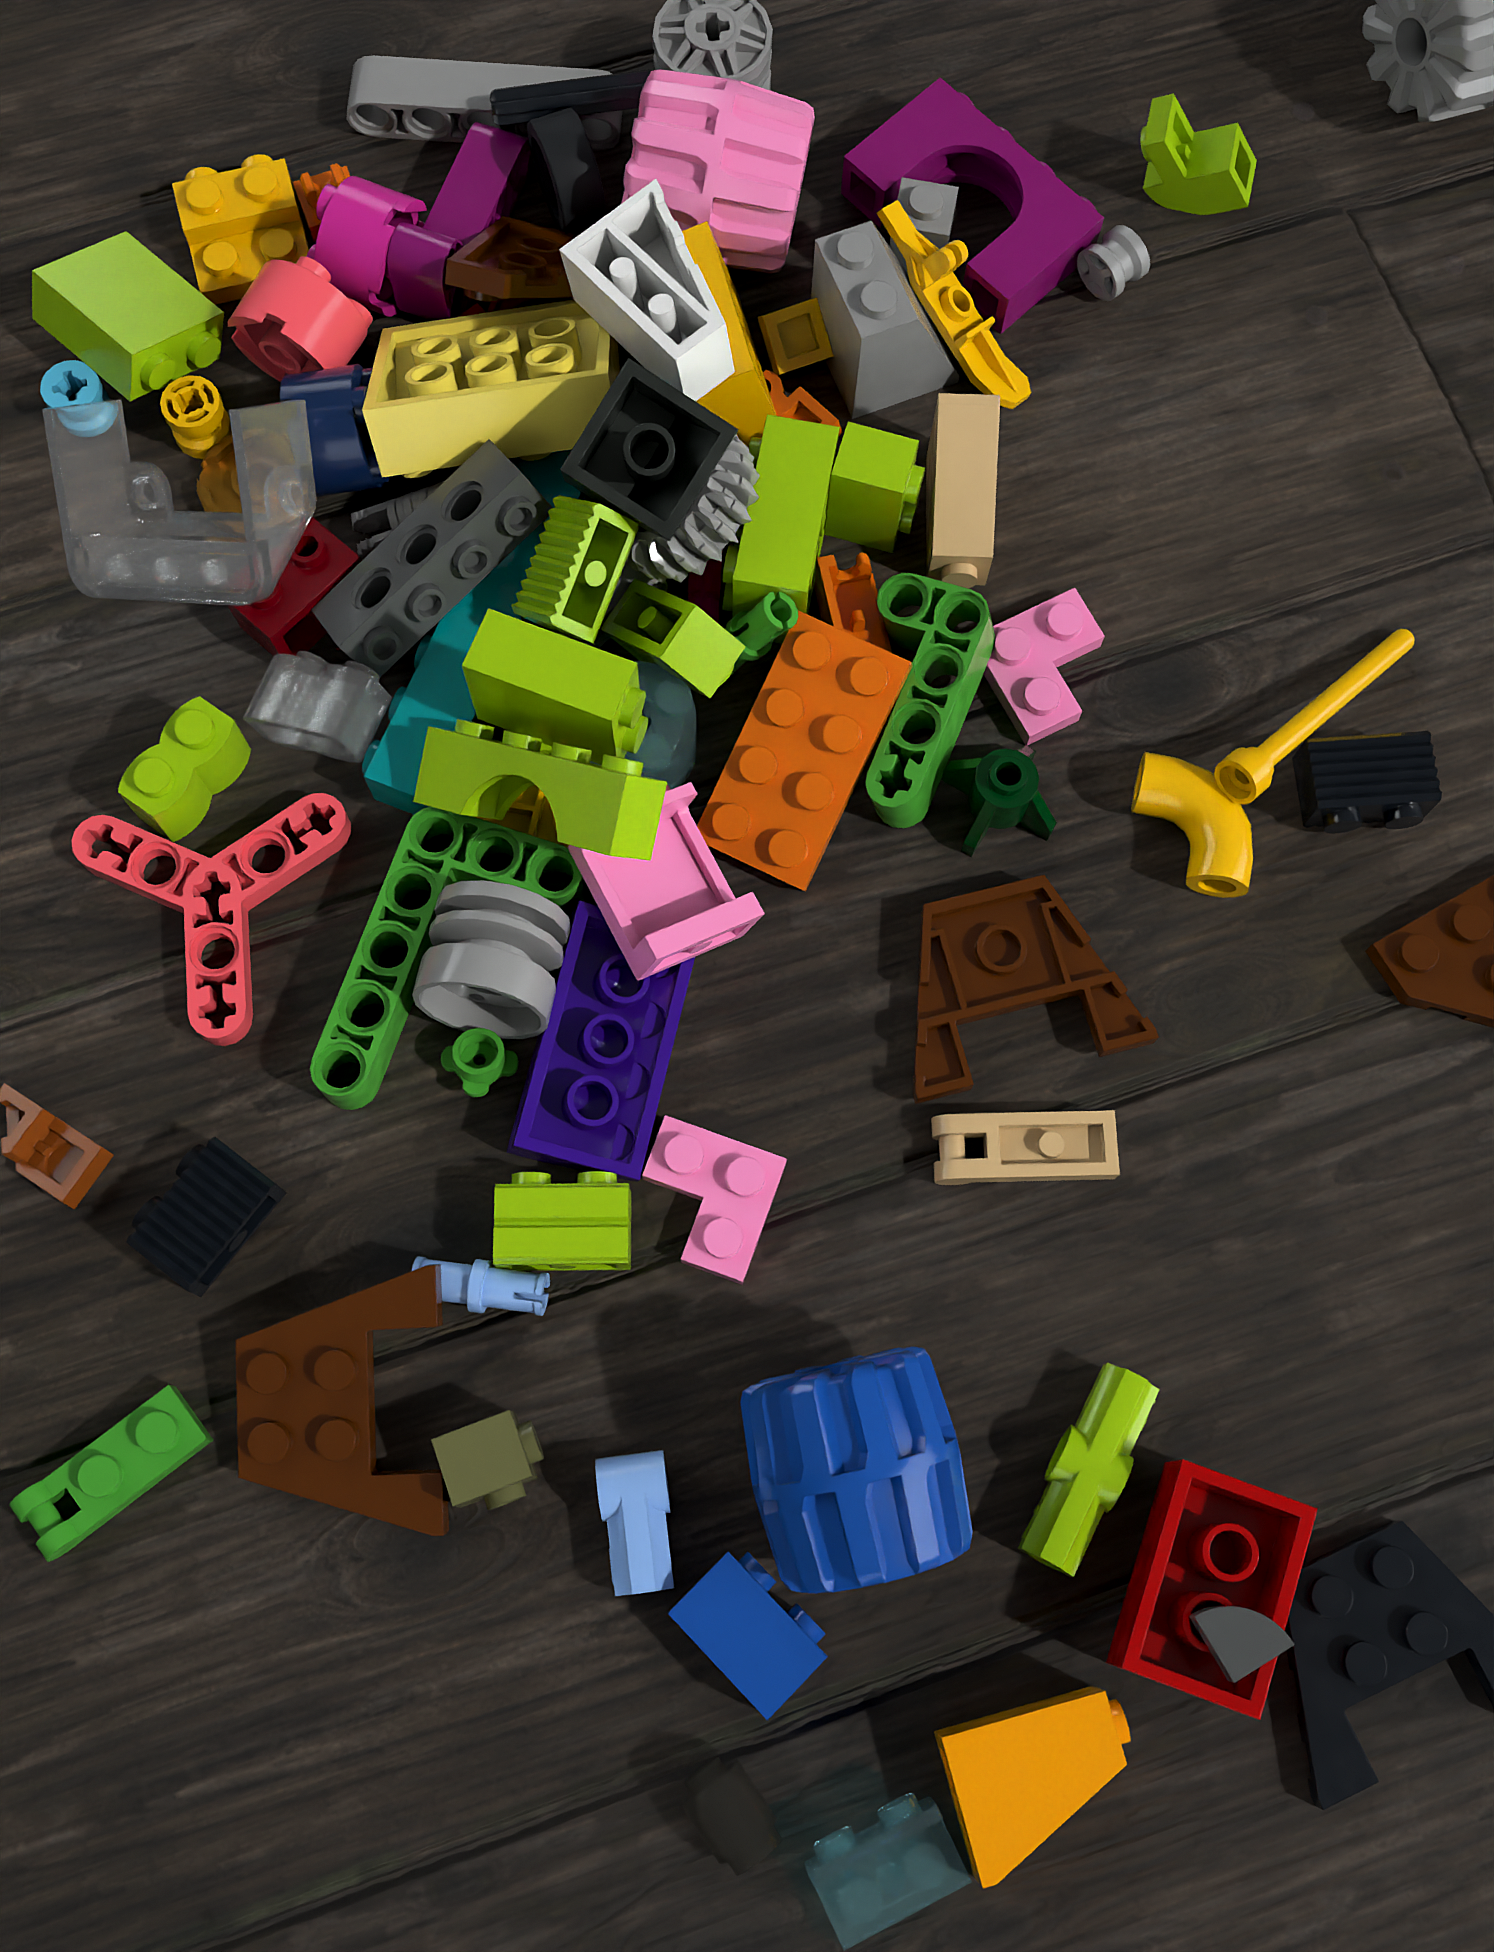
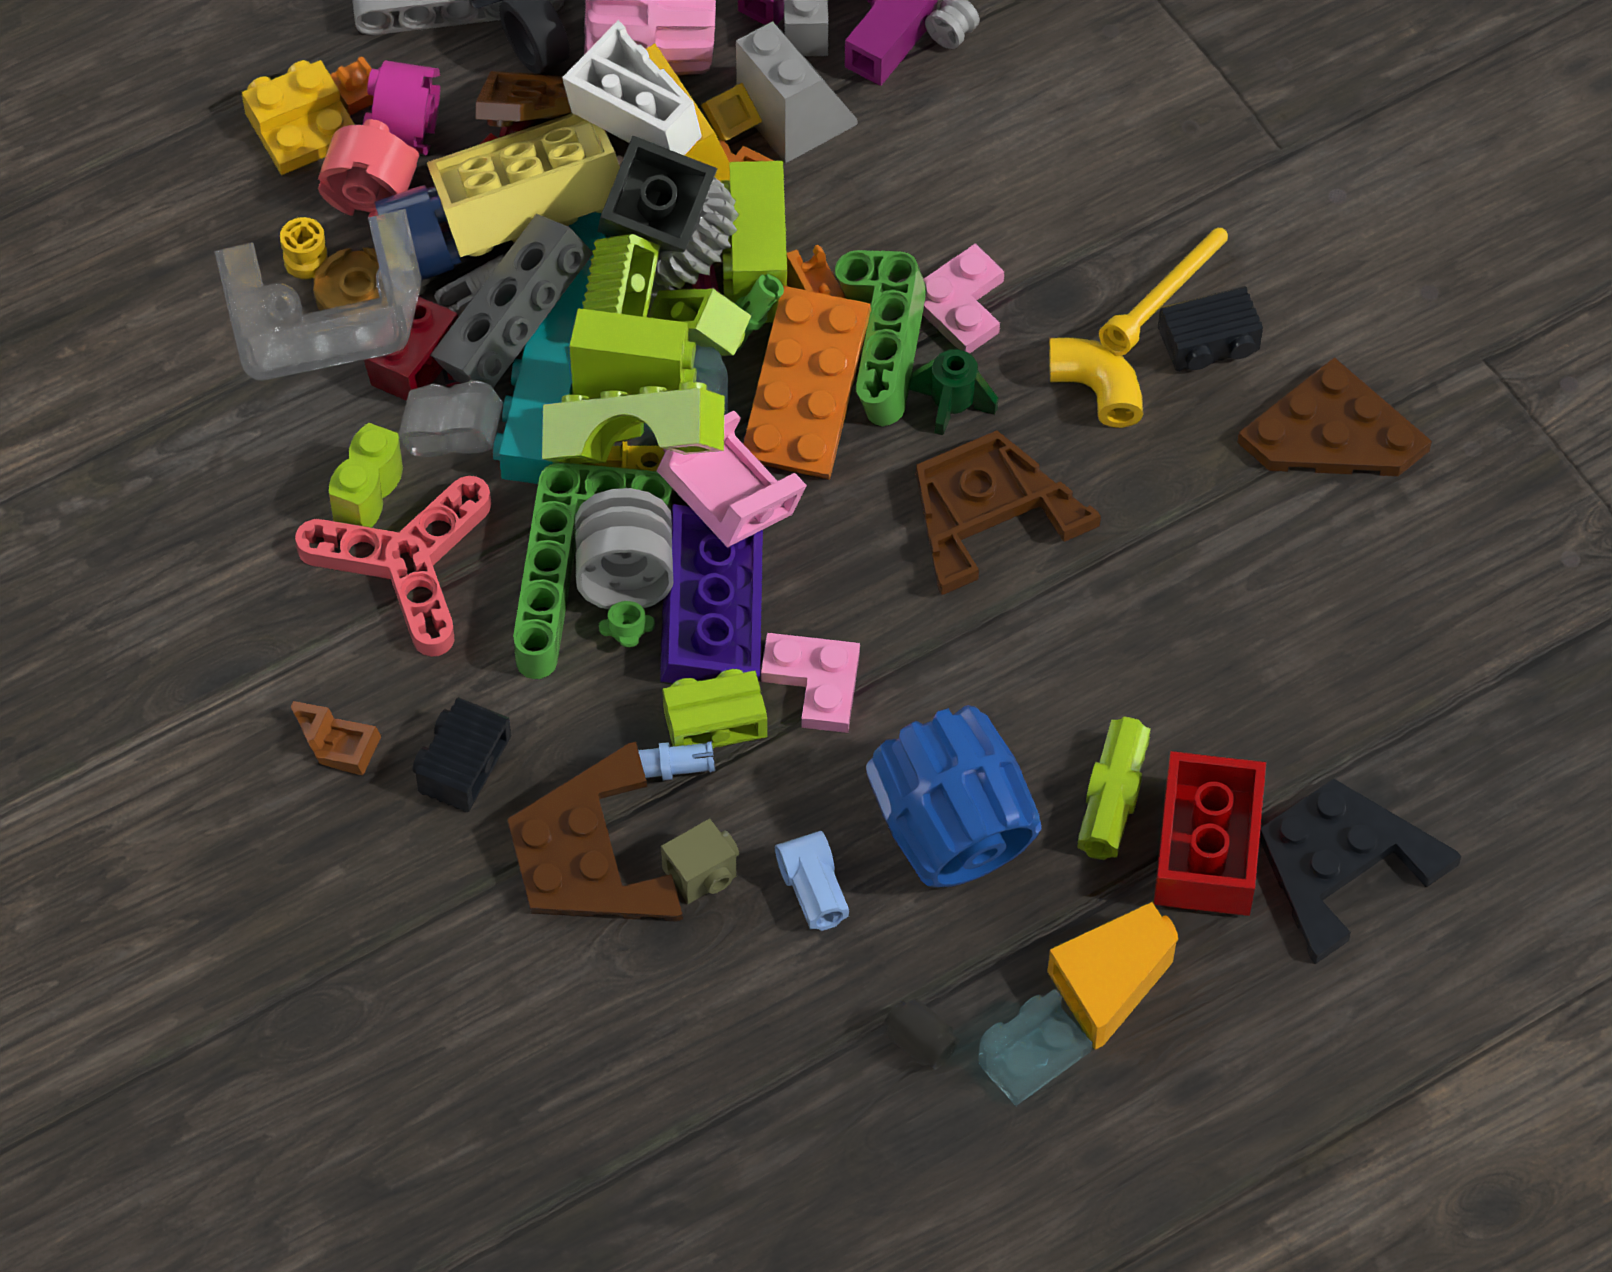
camera: 10 degrees left, 15 degrees down
(69, 379) = (200, 259): medium azure wheel -> none
(112, 1471) = (440, 924): bright green plate -> none
(127, 315) = (237, 187): lime brick -> none
(475, 195) = (466, 67): magenta beam -> none
(749, 1633) = (905, 927): blue brick -> none
(873, 487) = (815, 201): lime brick -> none
(953, 309) = (843, 73): yellow piece -> none
(962, 488) = (877, 187): tan slope -> none
(1027, 1146) = (1024, 604): tan plate -> none
(1240, 1638) = (1229, 839): dark grey tile -> none

